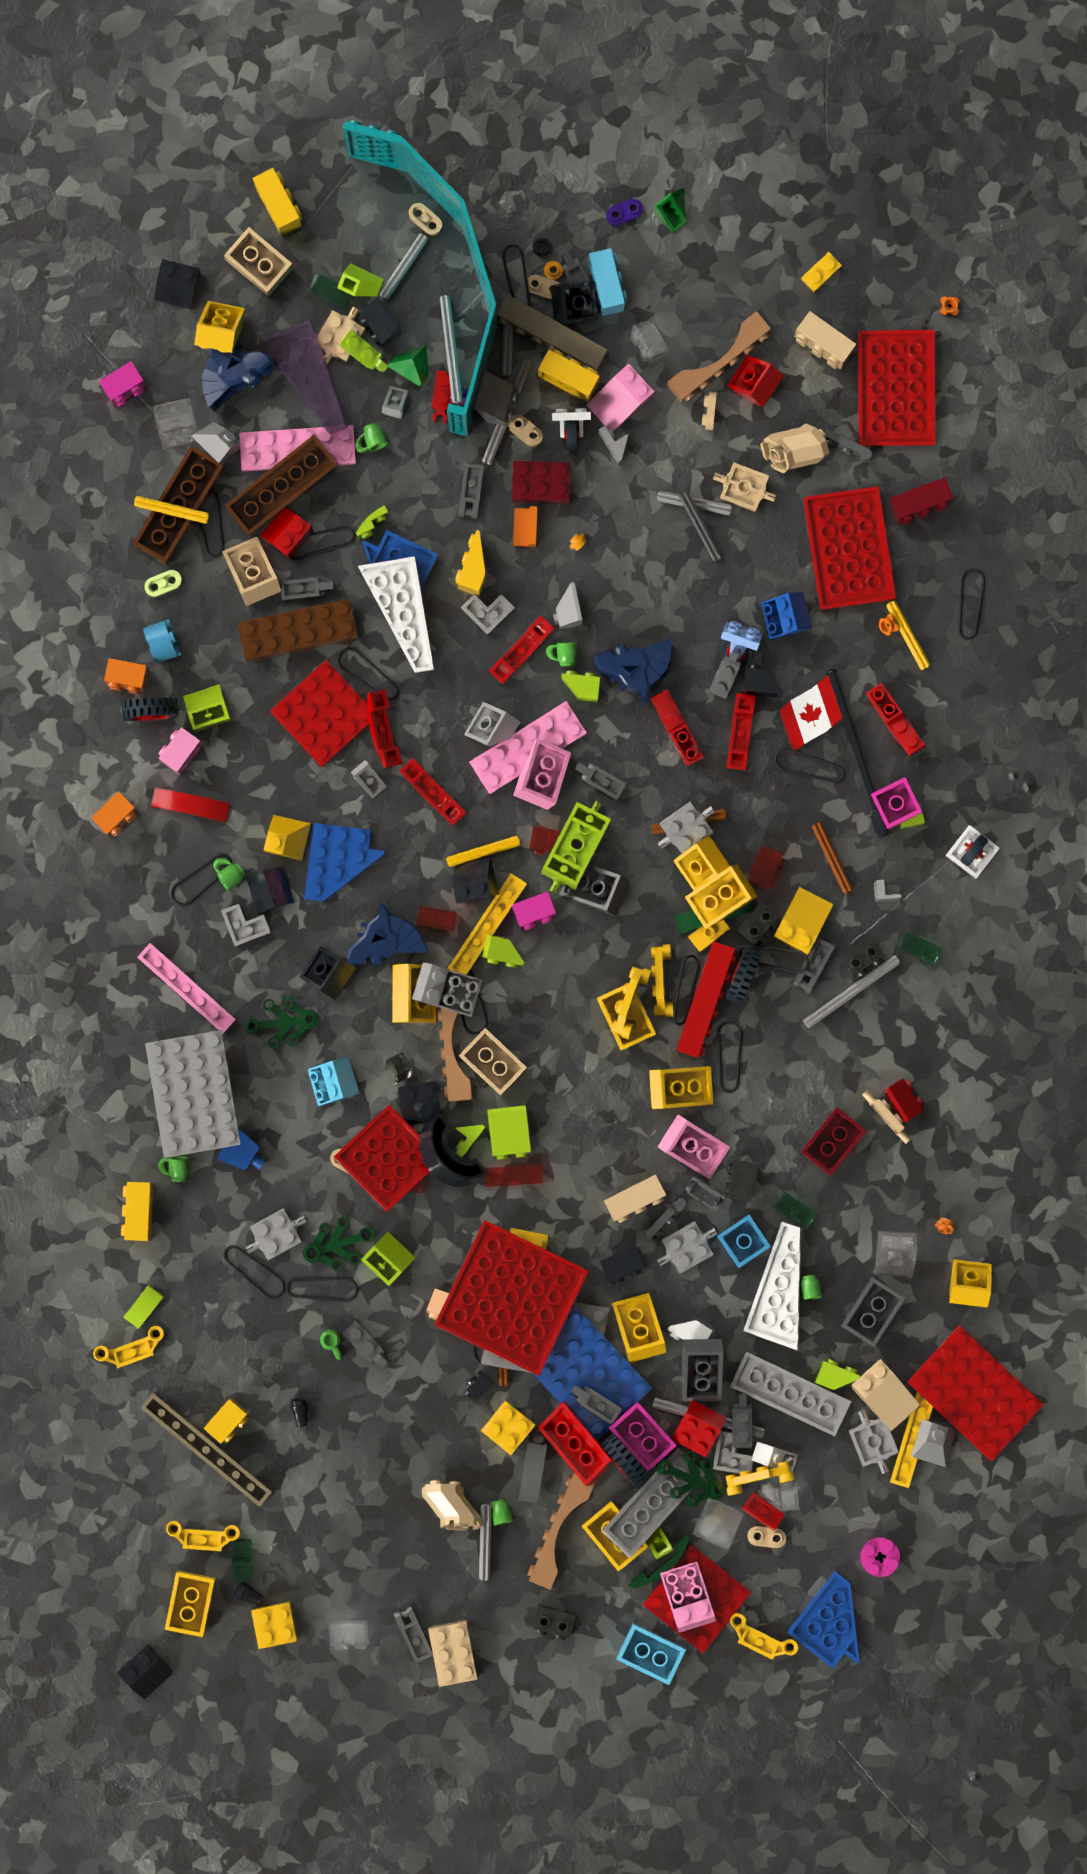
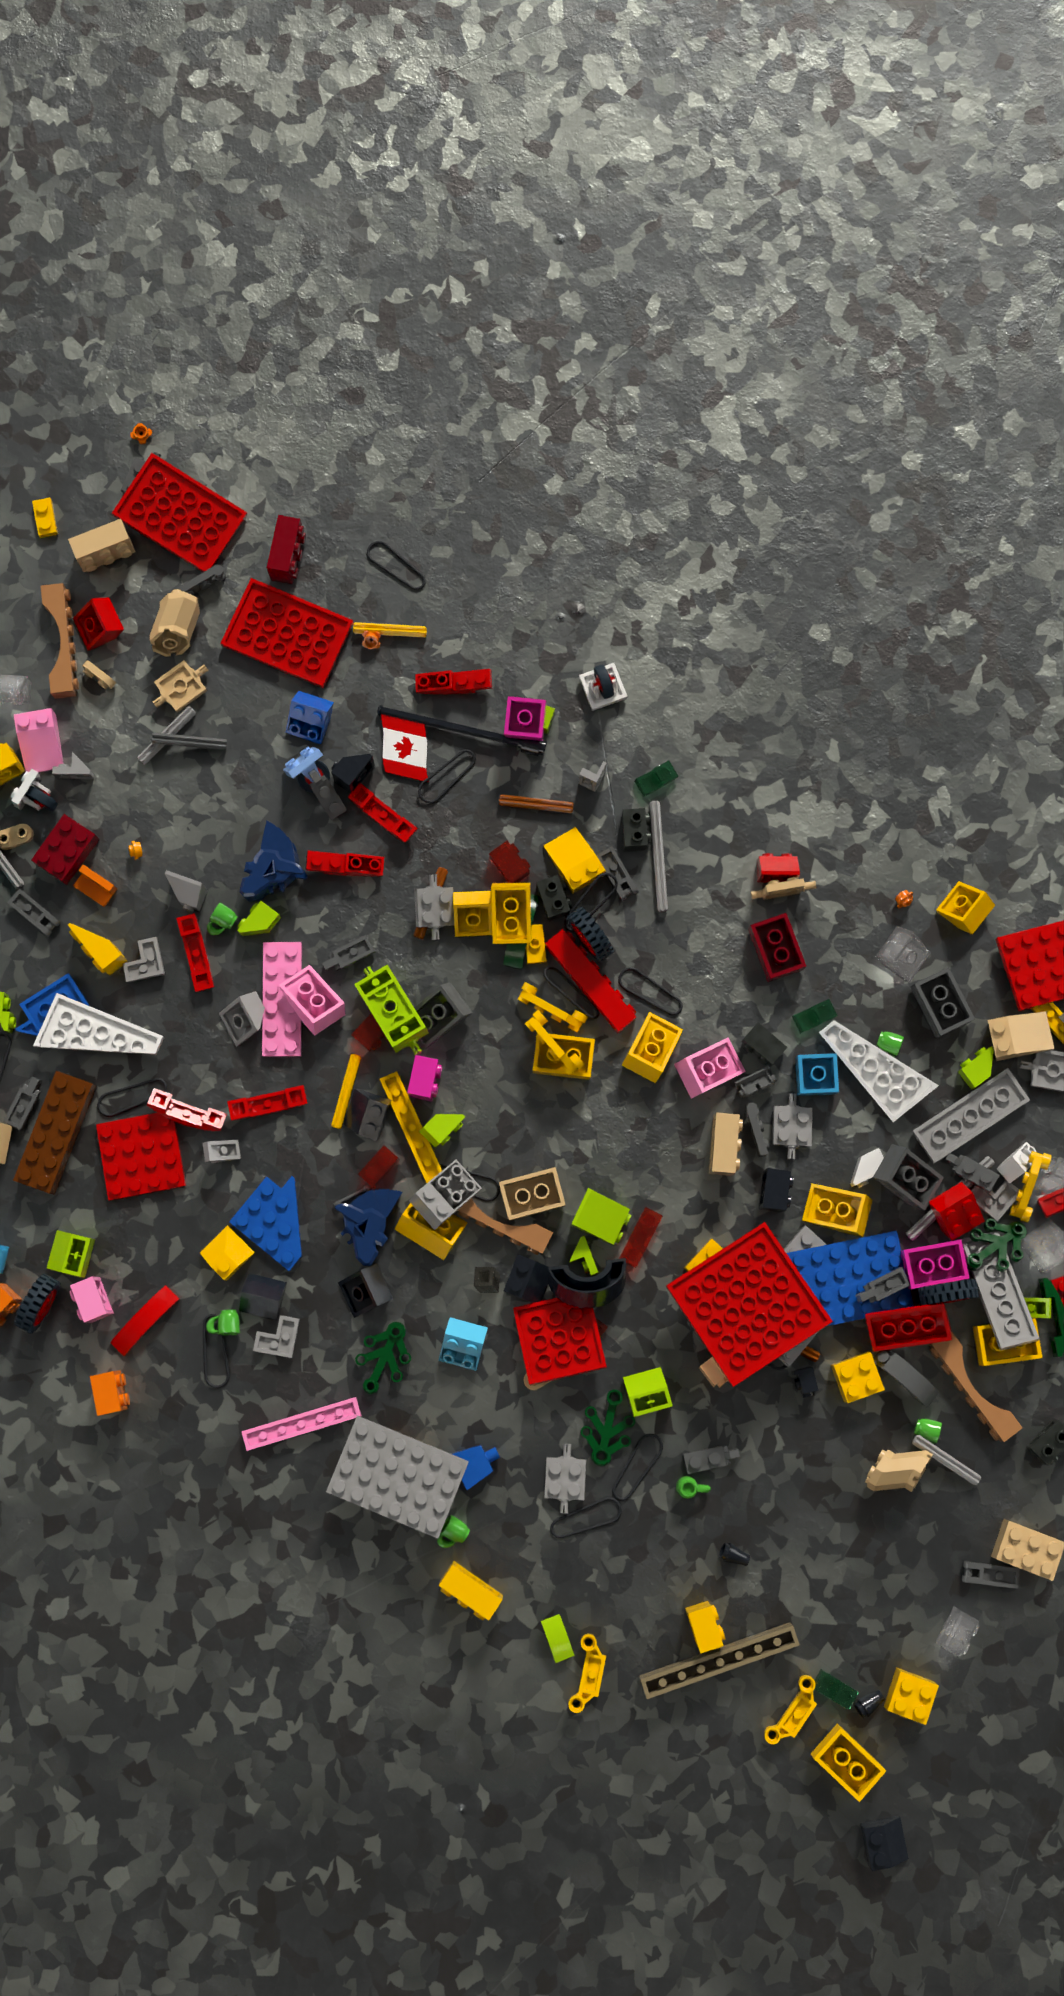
camera: 60 degrees left, 5 degrees down
(413, 920) = (366, 1188): none -> dark grey hinge

